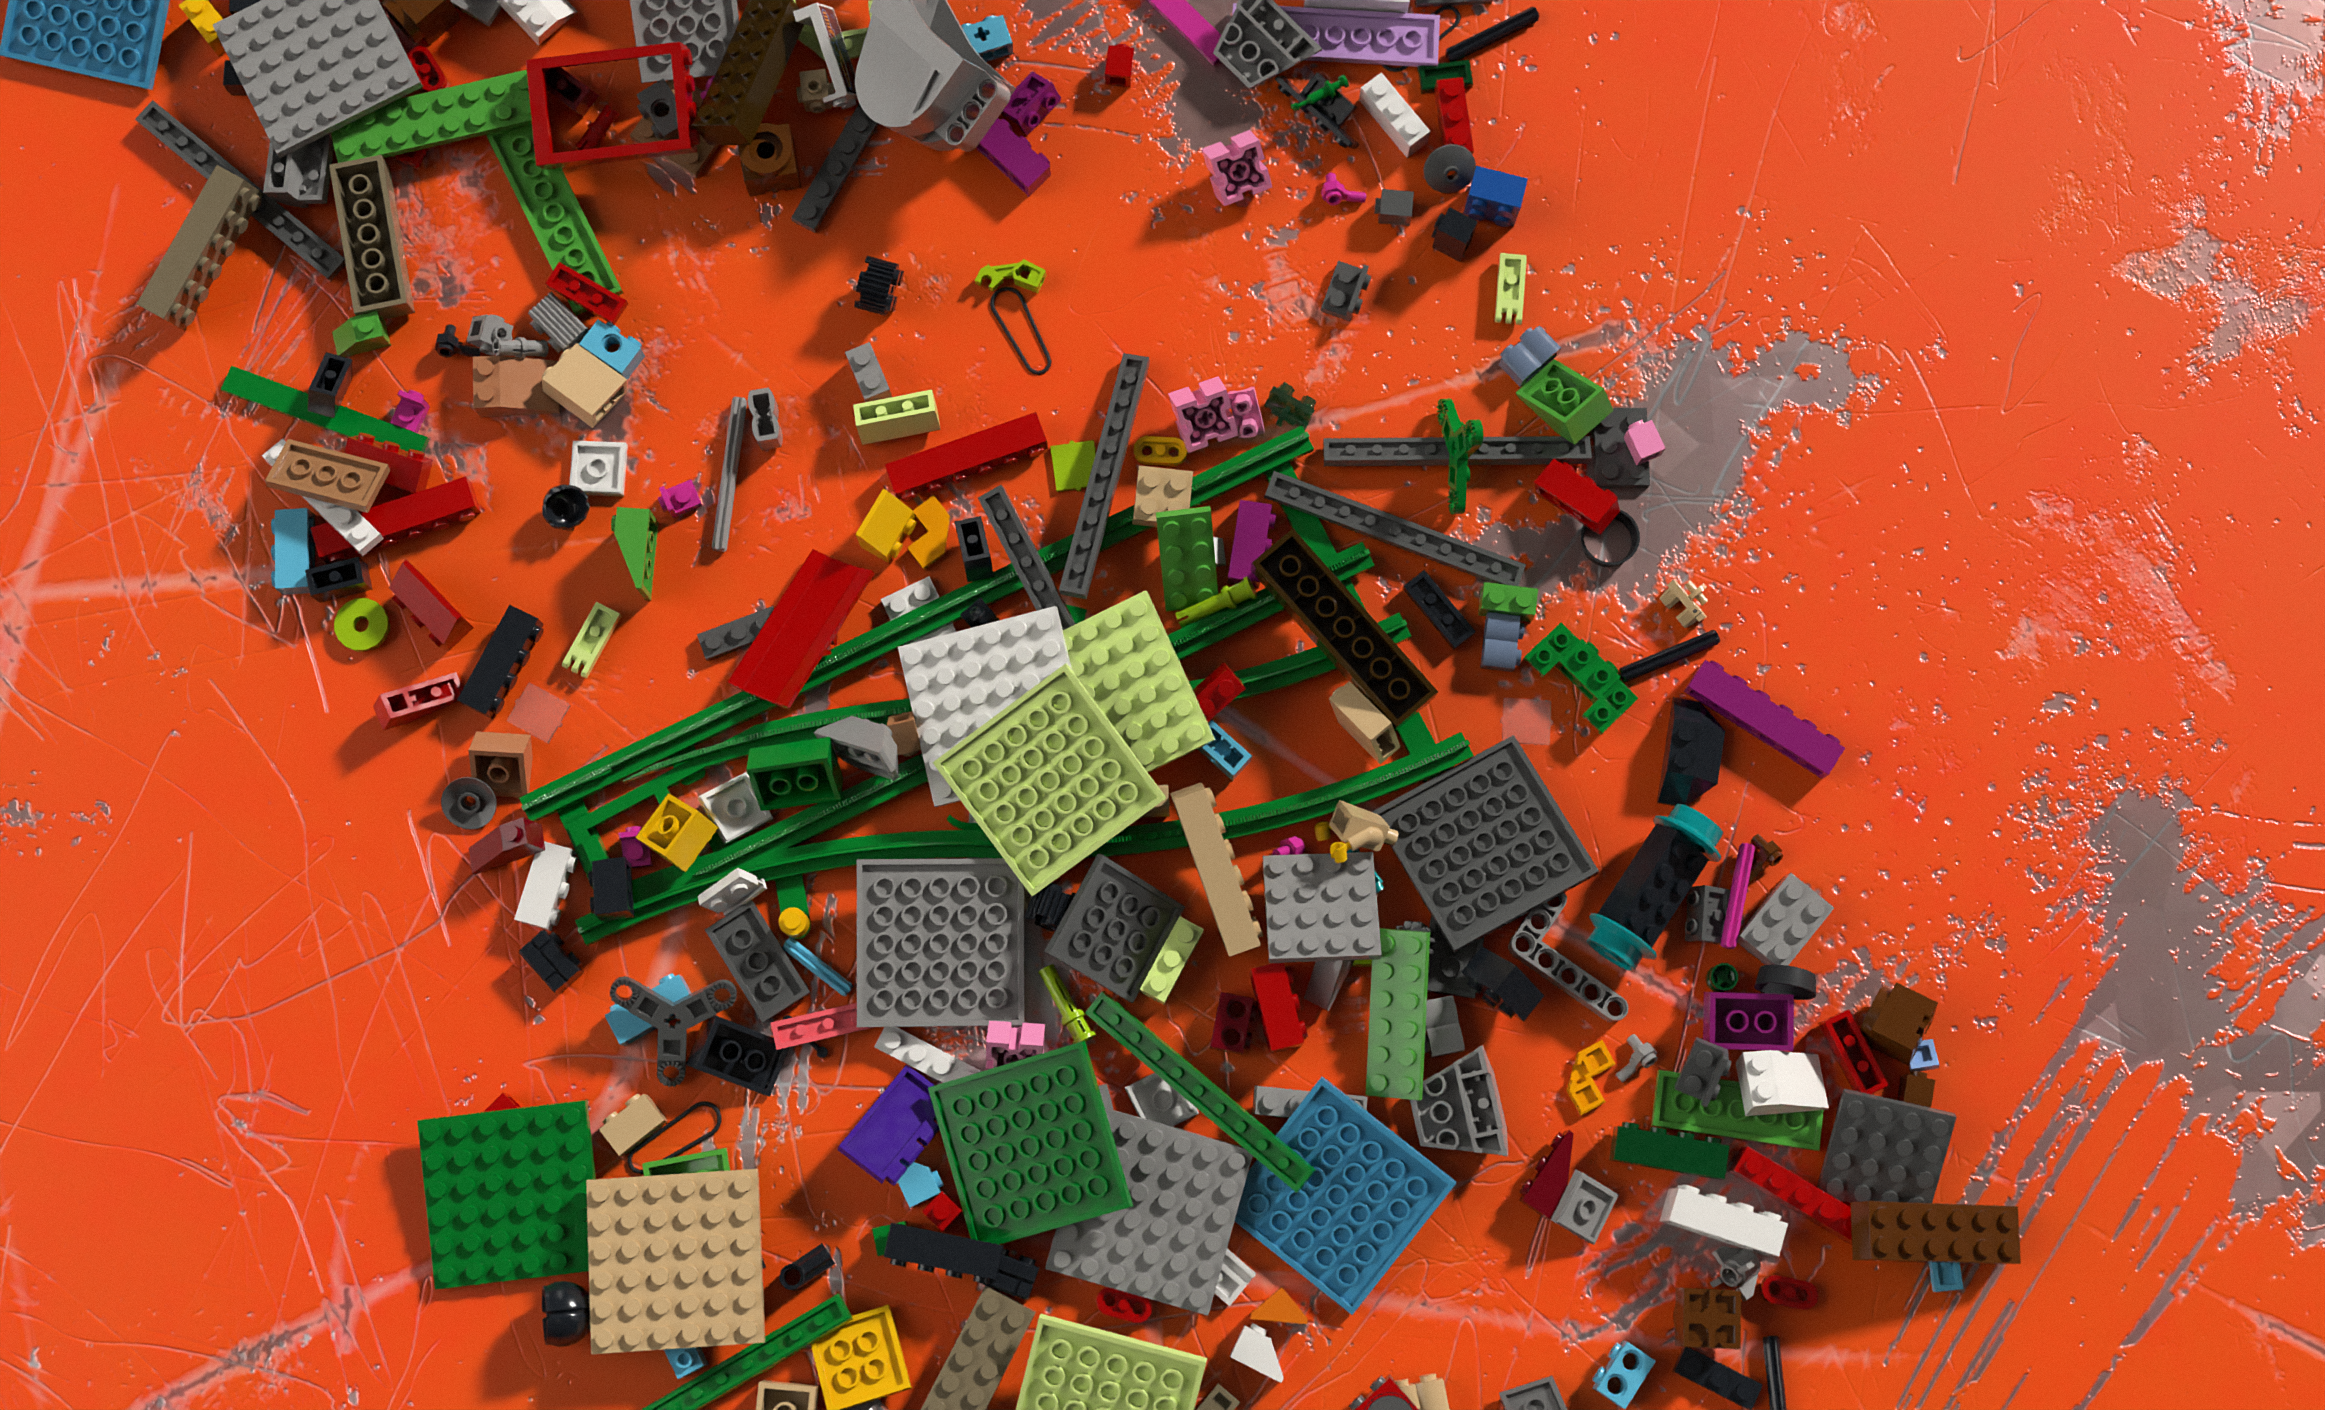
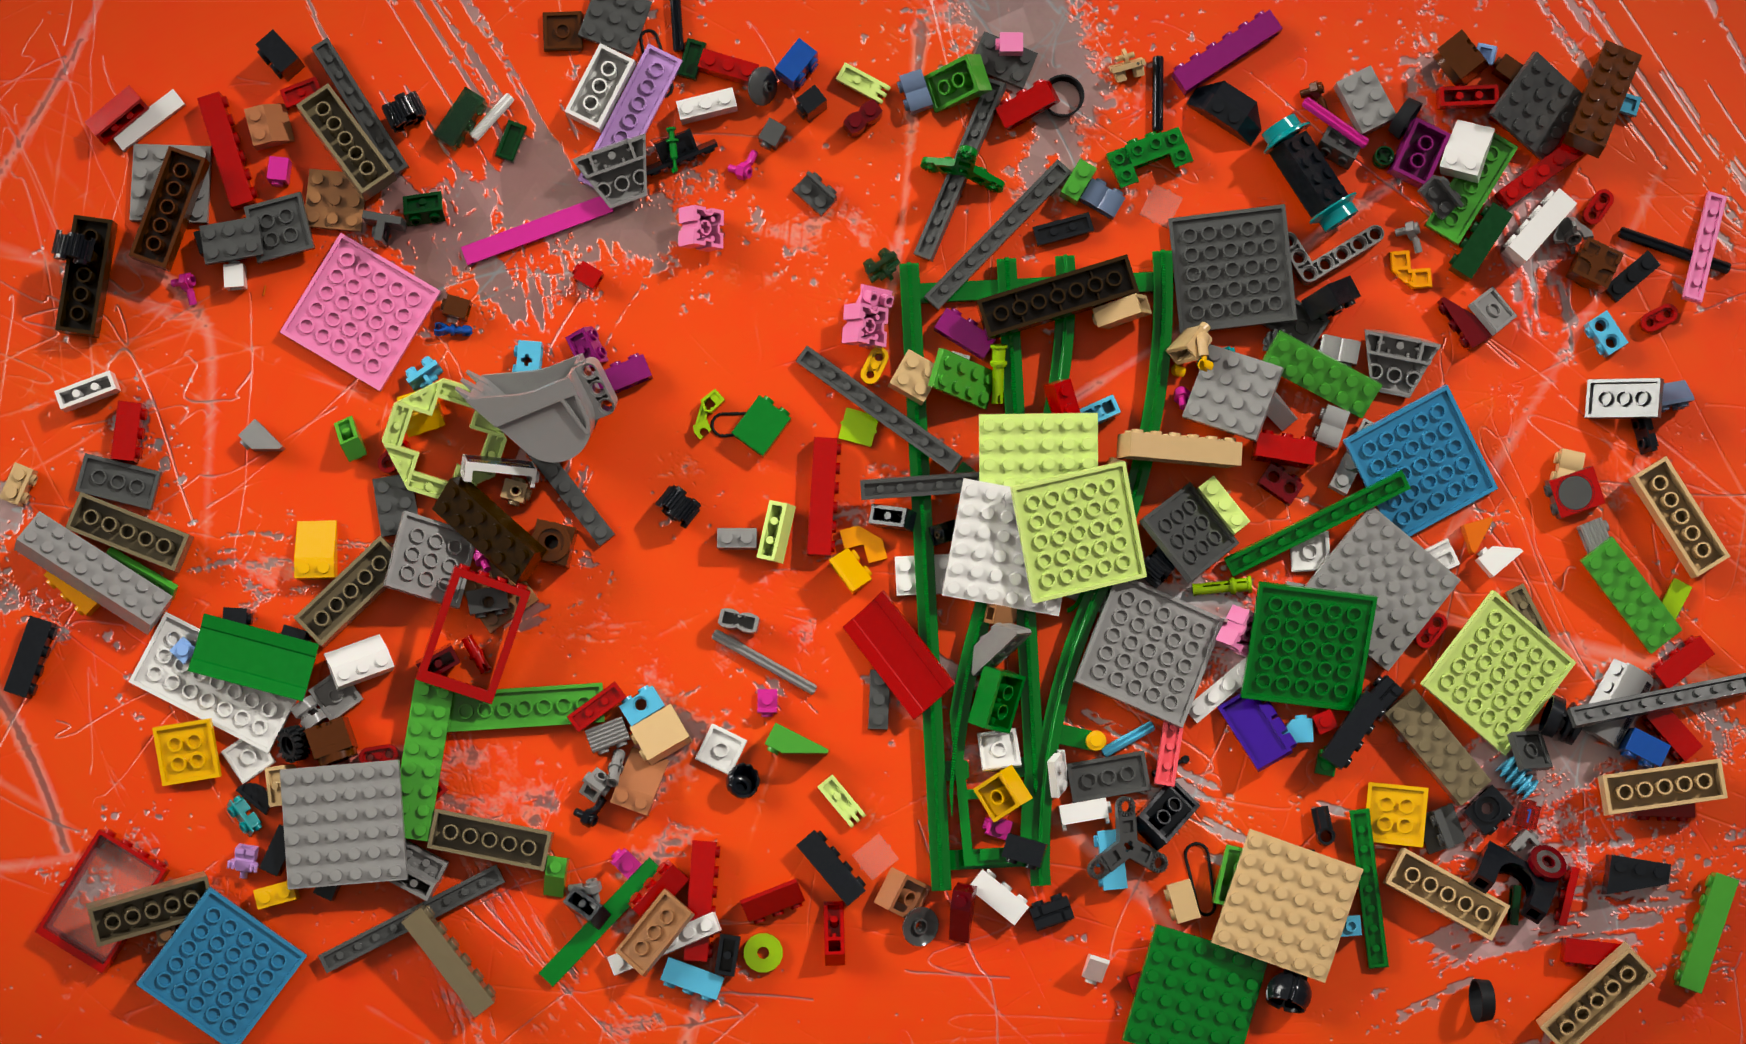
camera: 65 degrees left, 5 degrees up
(361, 383) = (591, 887): none -> light grey piece
(500, 1046) = (1095, 969): none -> white slope
(698, 949) = (1084, 812): none -> white brick
(1024, 346) = (762, 425): none -> green brick
(1336, 1058) = (1331, 426): none -> light grey brick
(1459, 303) = (858, 121): none -> dark red brick

